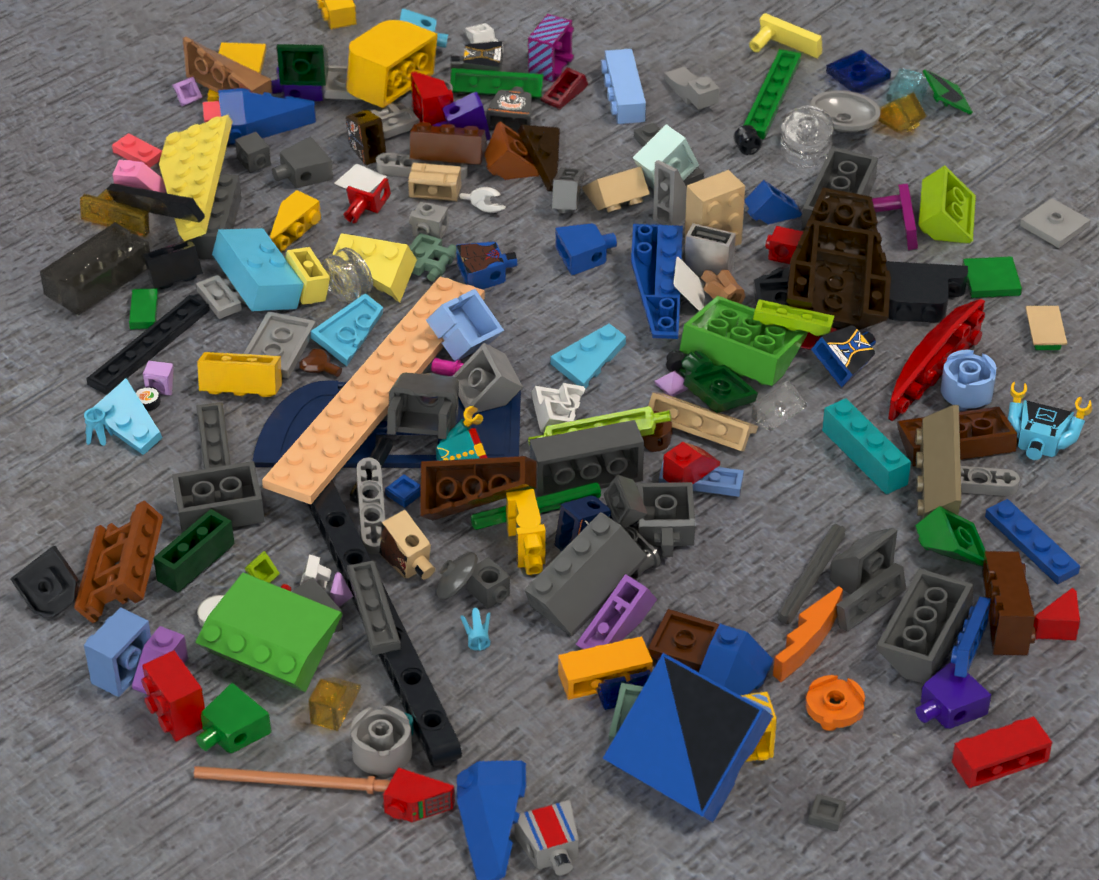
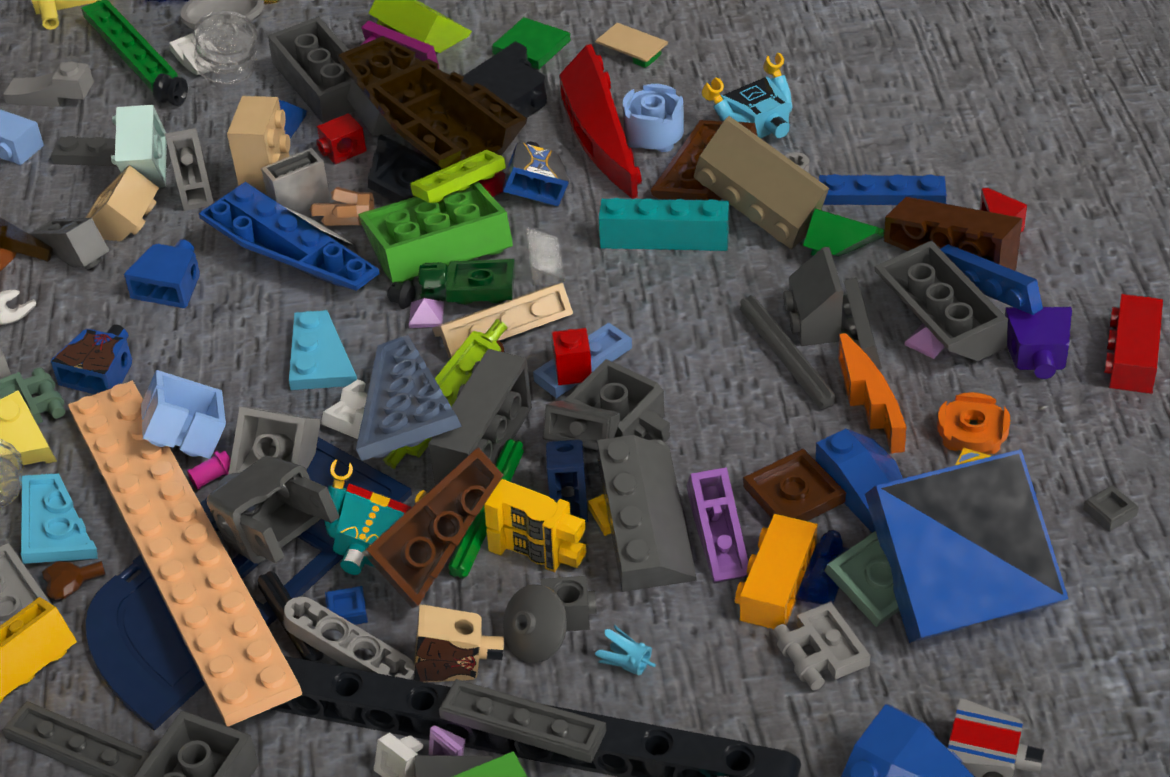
camera: 50 degrees left, 0 degrees up
(561, 413) = (402, 402): none -> sand blue wing
(572, 725) = (832, 640): none -> light grey plate

